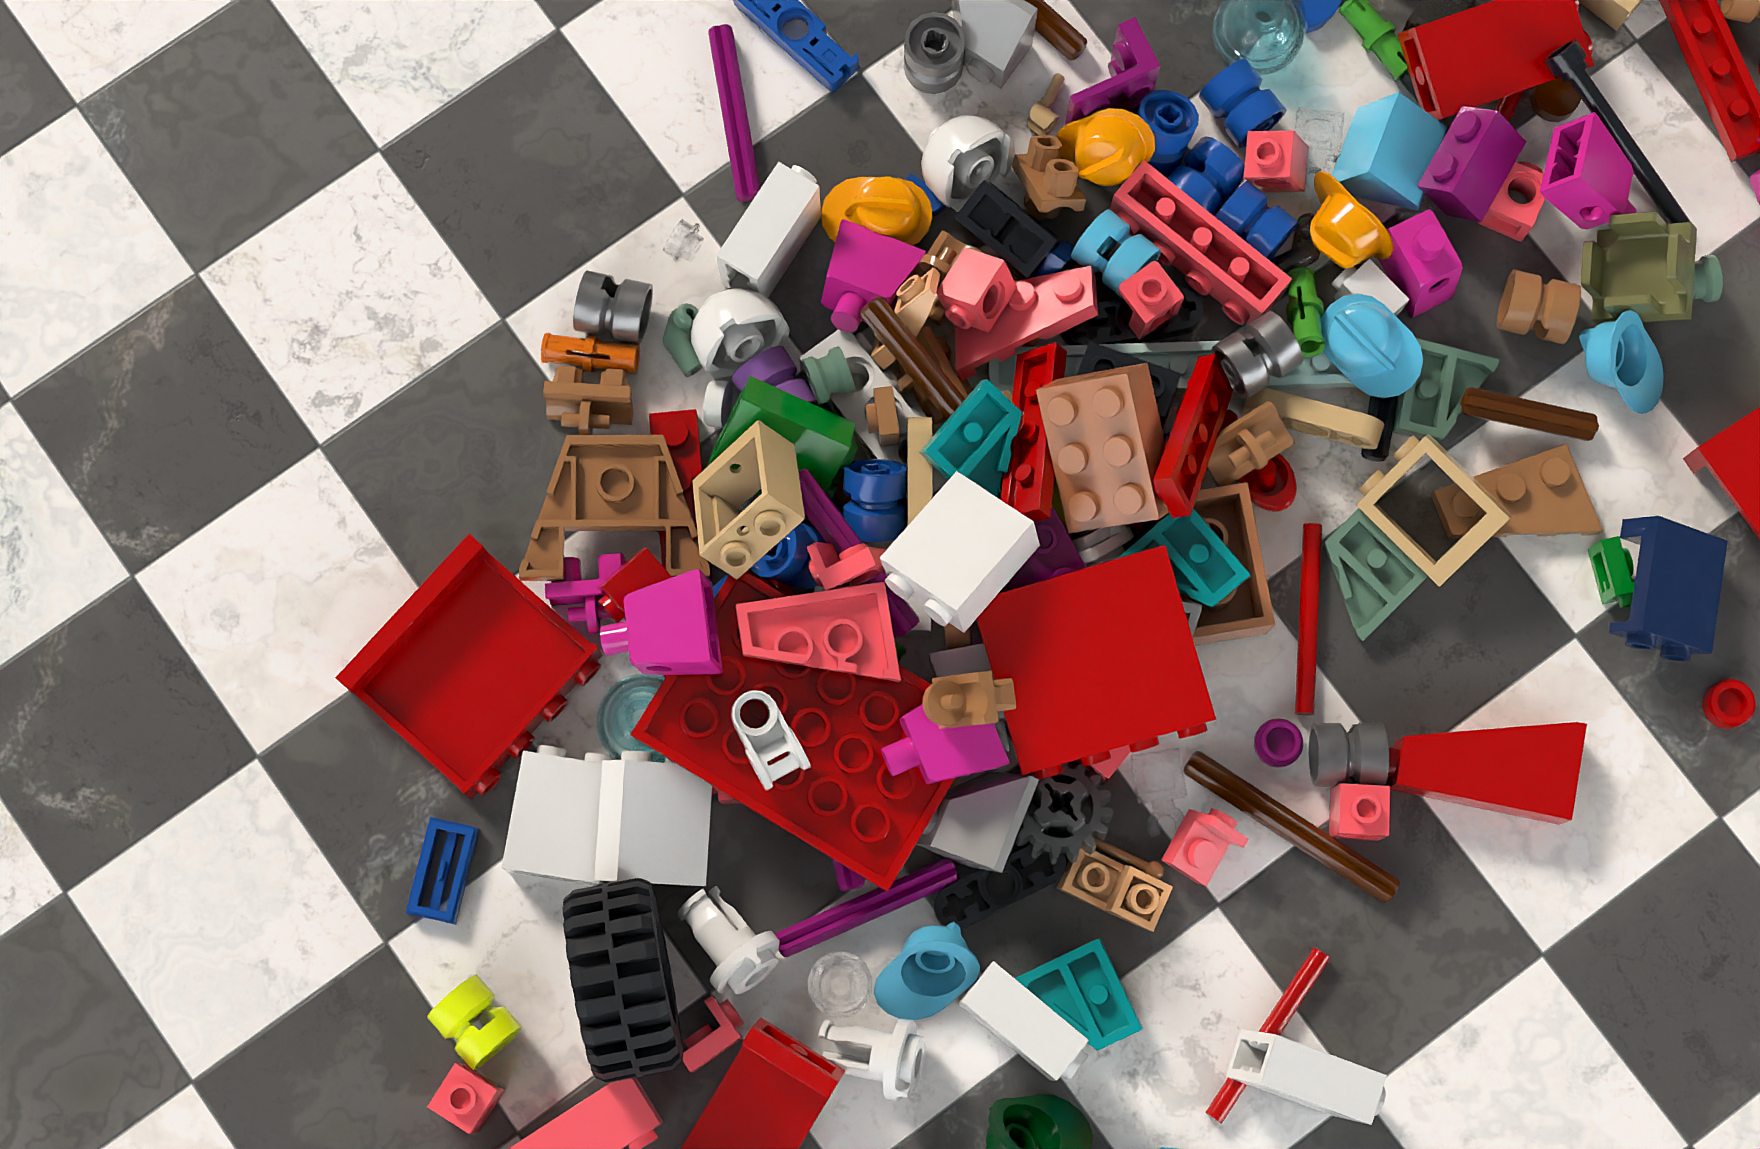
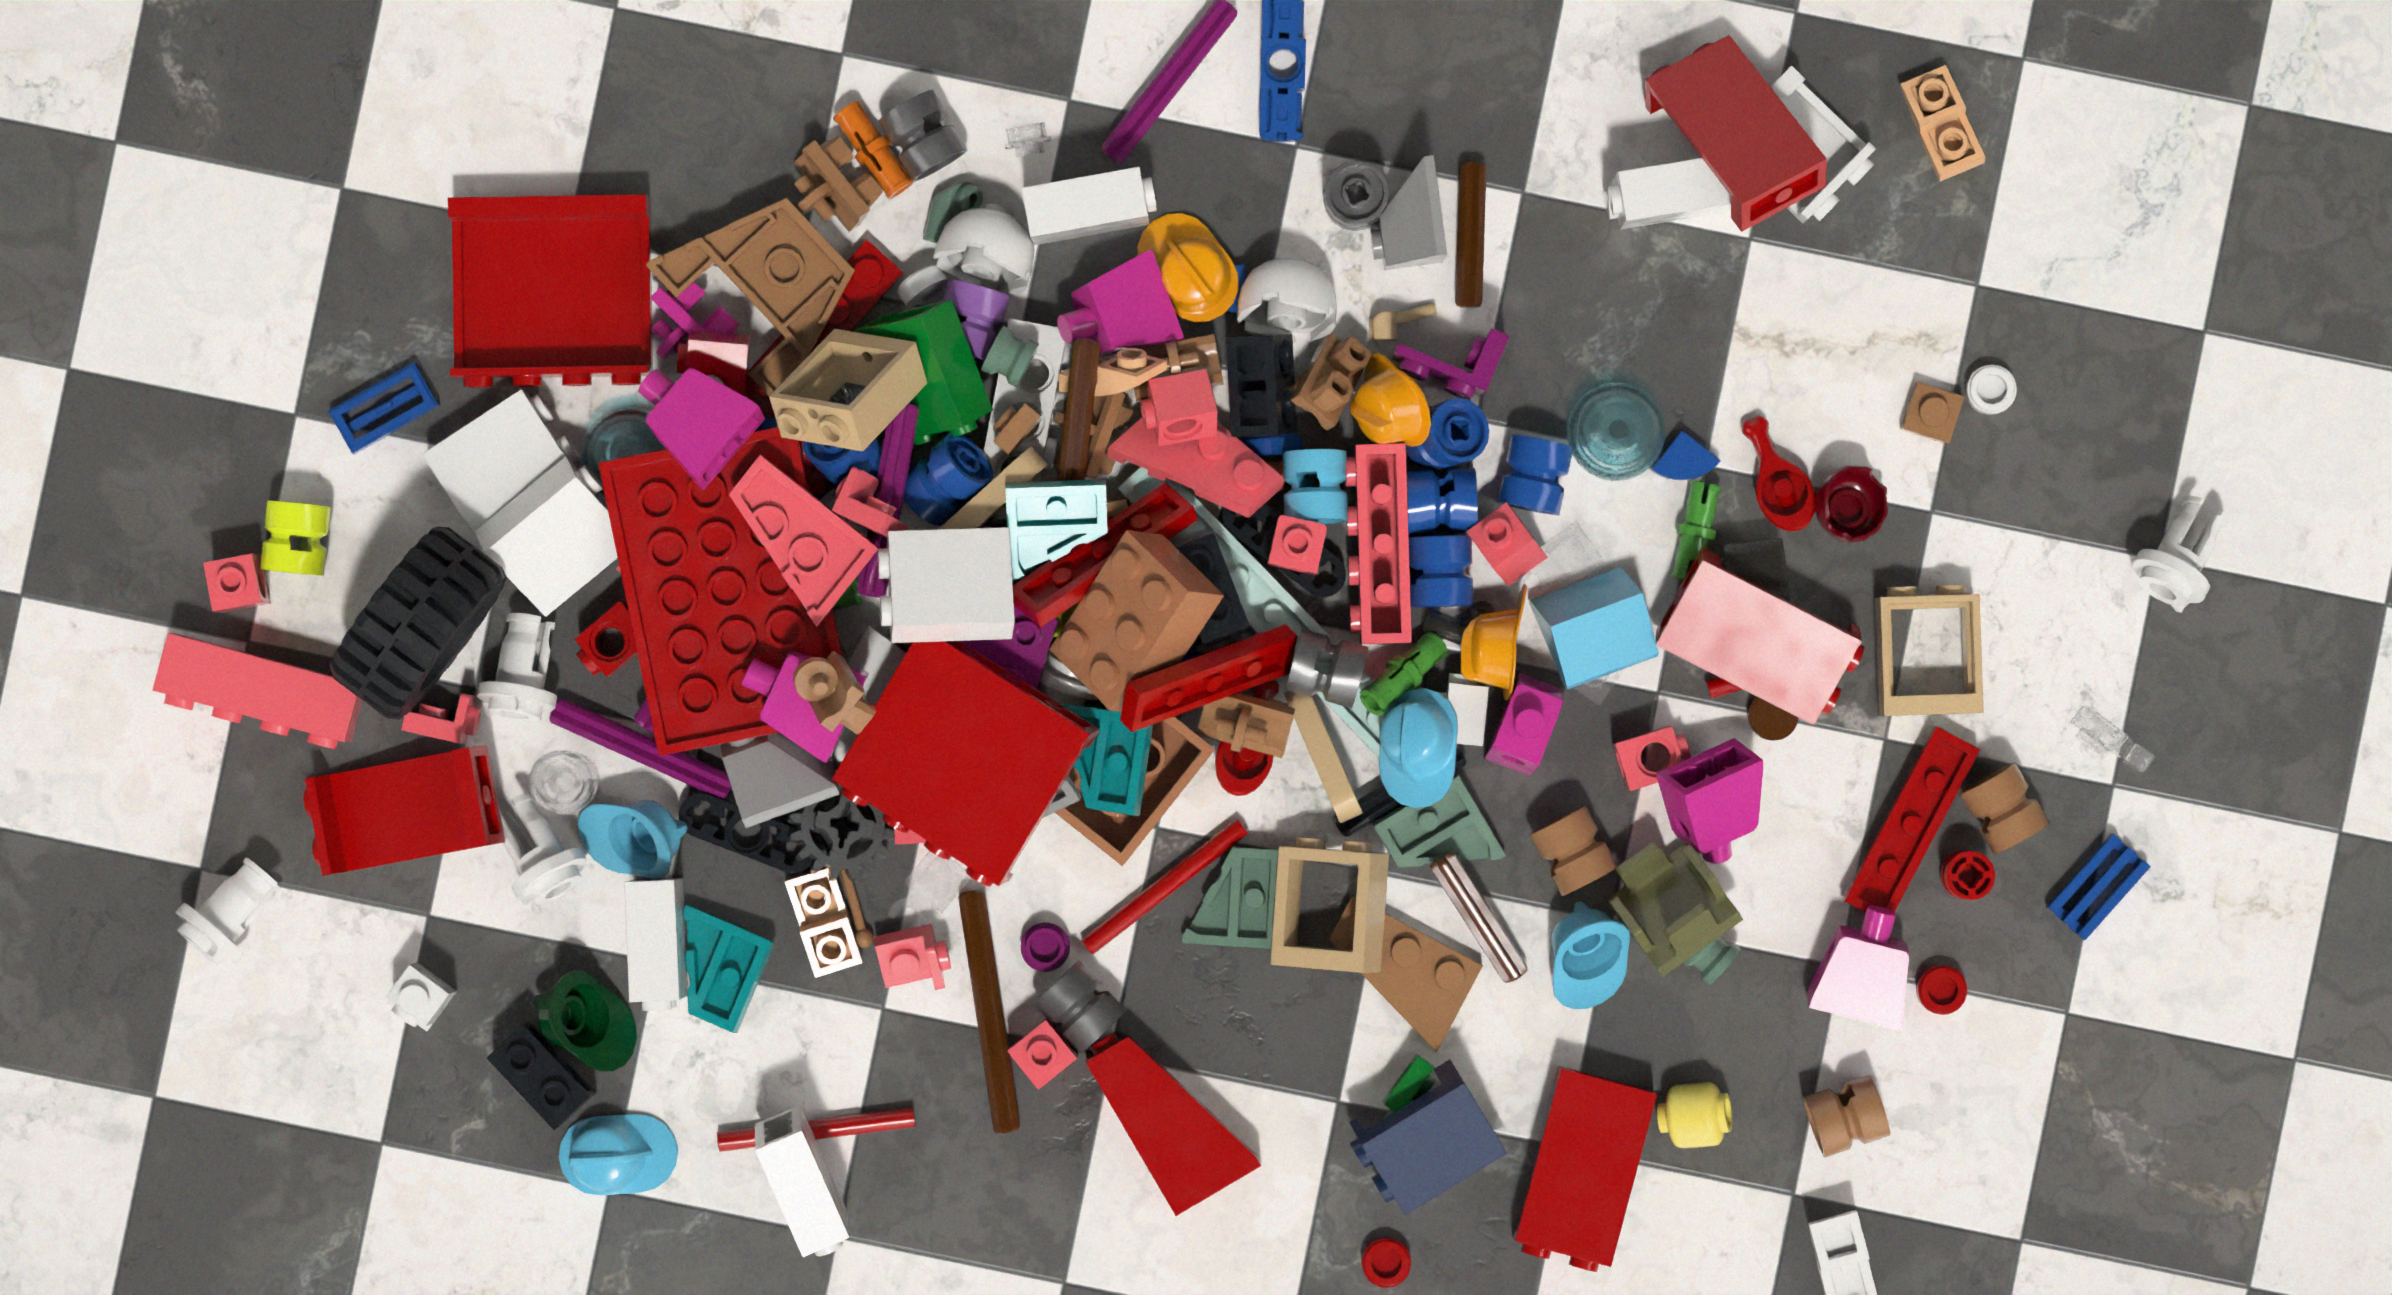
camera: 50 degrees right, 10 degrees up
(756, 835) = (588, 640): none -> red brick
(768, 741) = (684, 571): white piece -> none
(1472, 163) = (1638, 699): magenta brick -> none
(1570, 65) = (1787, 706): black piece -> none

